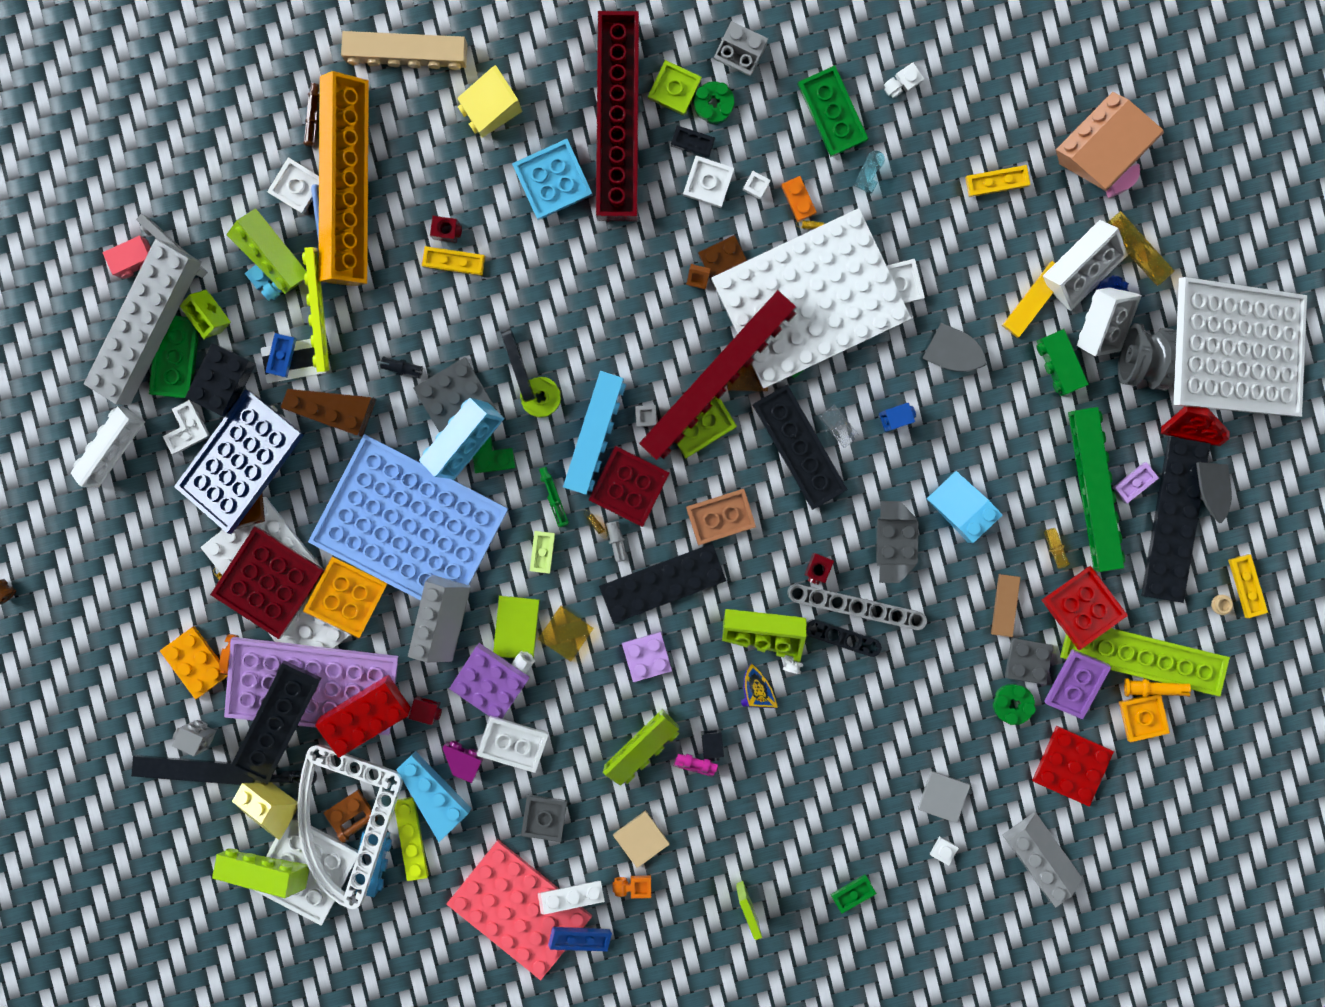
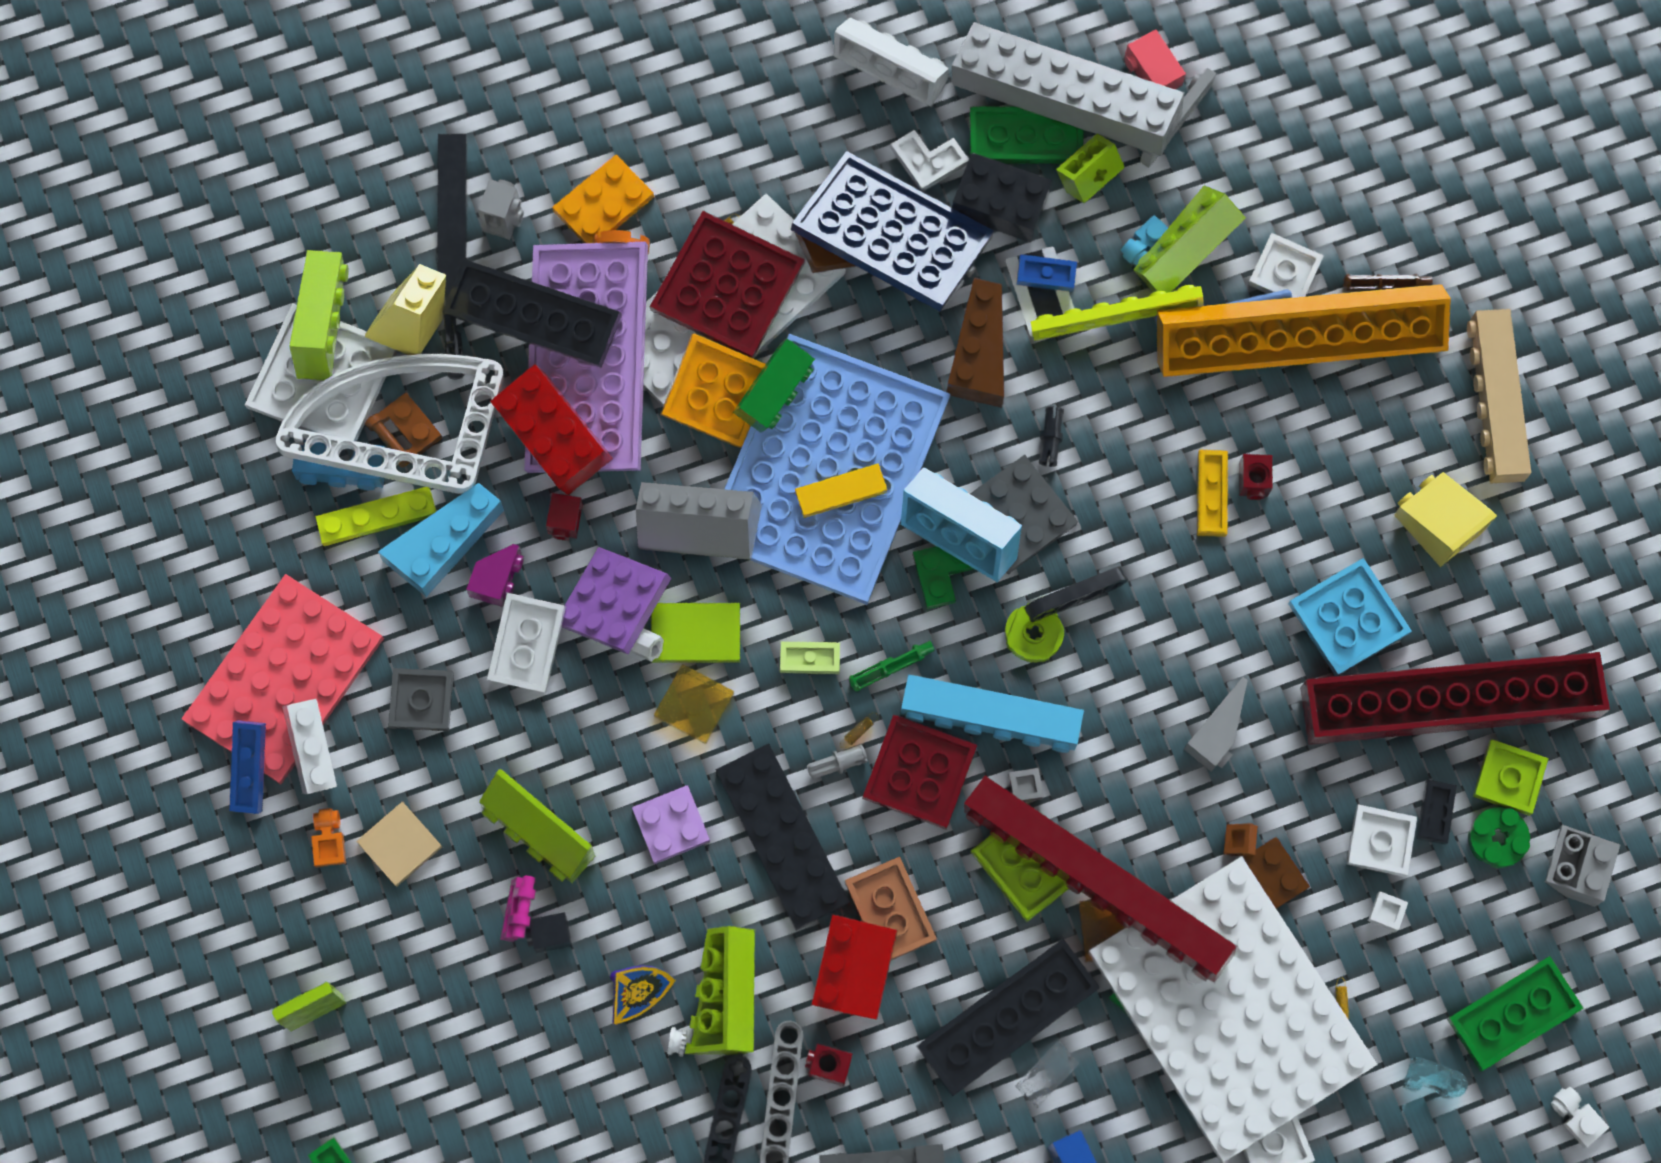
camera: 80 degrees right, 15 degrees down
(347, 556) = (775, 386): none -> green brick
(427, 518) = (841, 490): none -> yellow tile
(624, 281) = (1218, 733): none -> light grey slope
(758, 545) = (854, 967): none -> red slope
(798, 199) = (1377, 977): orange plate -> none

